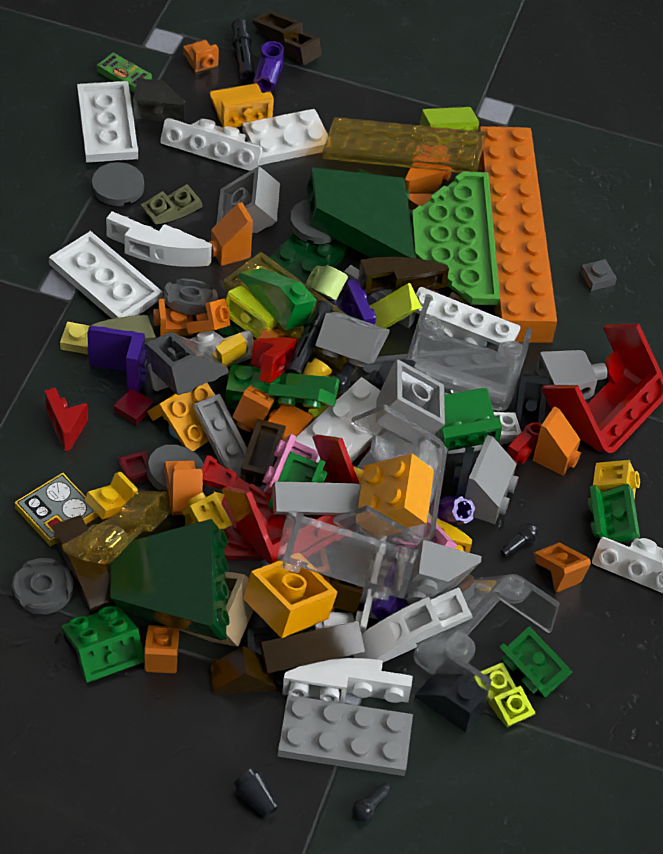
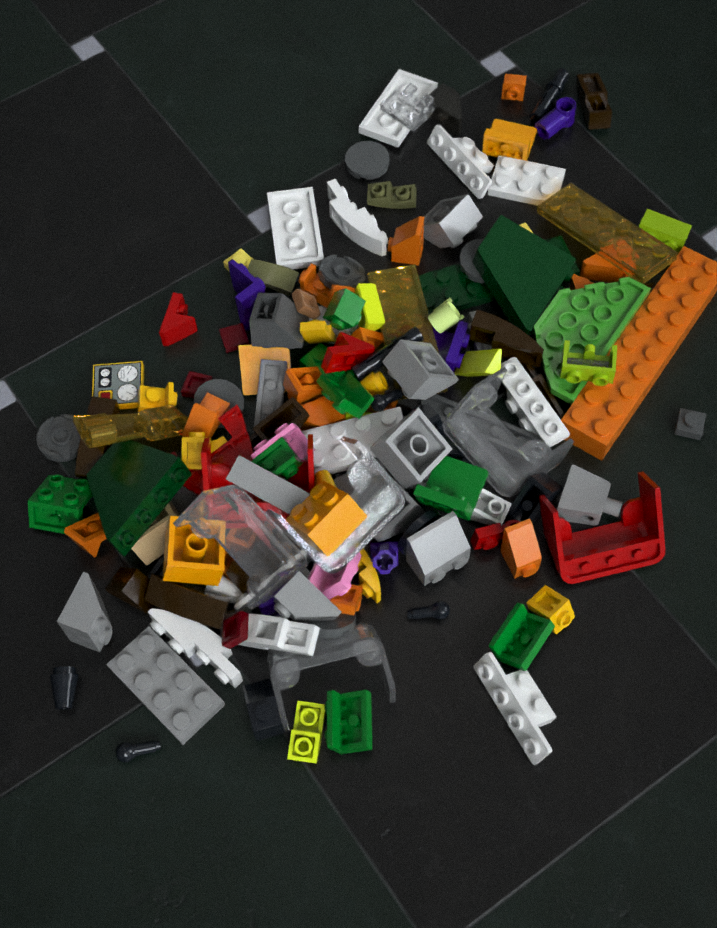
camera: 45 degrees right, 10 degrees up
(120, 70) = (443, 72): tile -> none
(123, 118) = (404, 110): none -> clear plate
(193, 334) = (306, 304): none -> medium nougat tile
(232, 713) = (85, 616): none -> light grey slope
(237, 316) = (344, 310): none -> green brick
(282, 297) = (391, 307): green slope -> none
(382, 640) = (235, 629): none -> dark red tile
(494, 262) = (588, 366): none -> lime window
(565, 564) = (440, 653): orange slope -> none

